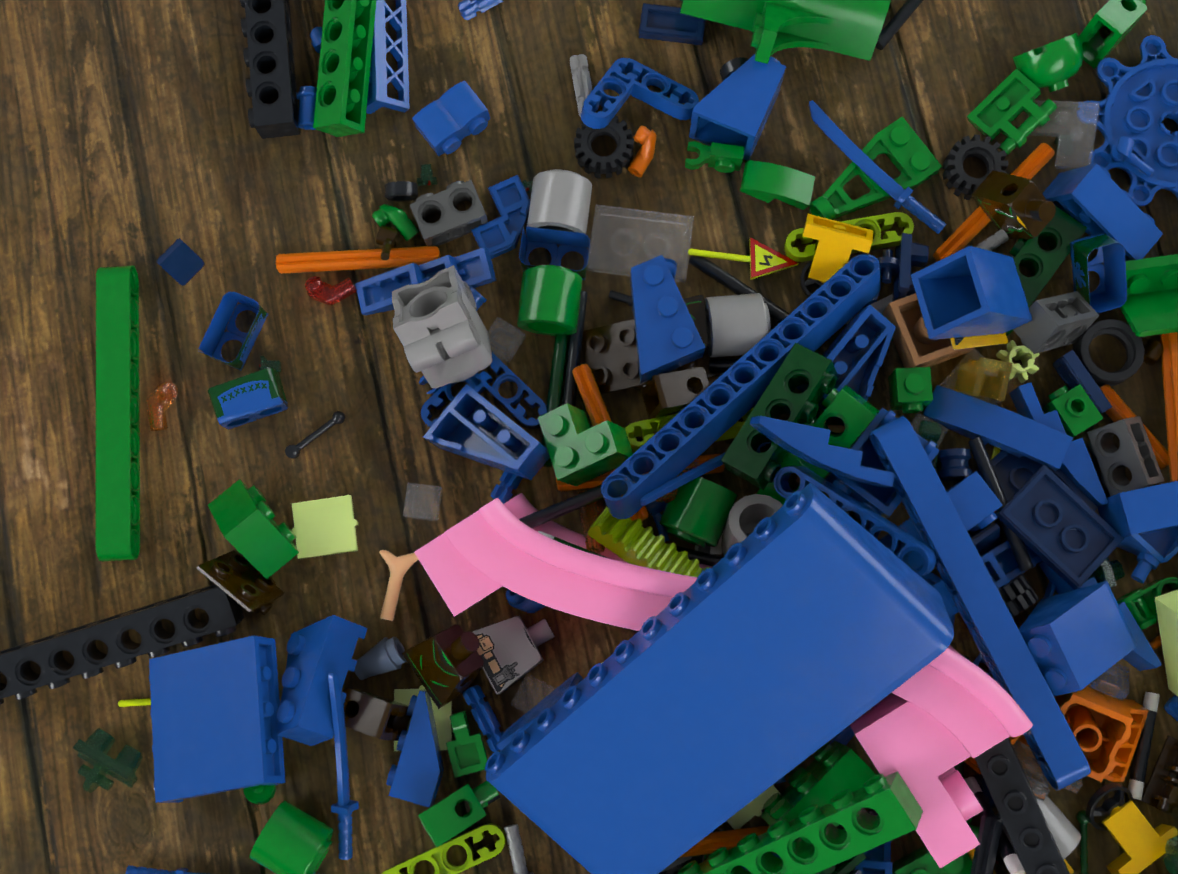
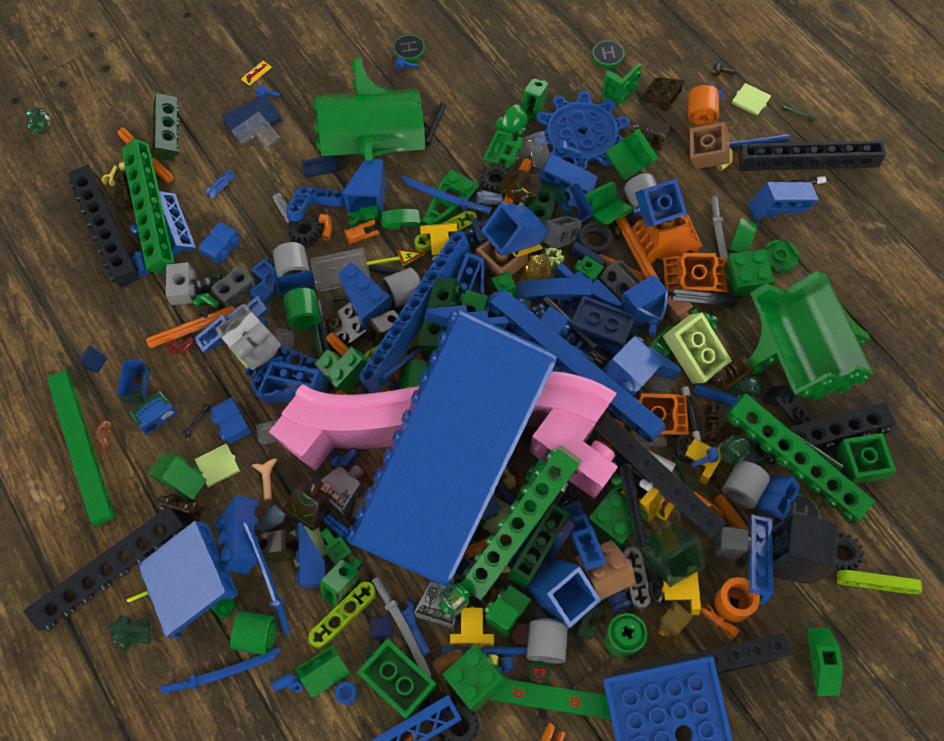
camera: 25 degrees left, 15 degrees down
(359, 154) = (176, 275): none -> light grey brick
(368, 460) = (230, 421): none -> blue brick
(693, 185) = (358, 234): none -> orange hinge
(946, 200) = (488, 198): none -> sand blue cone
(1149, 847) = (712, 457): none -> blue hand

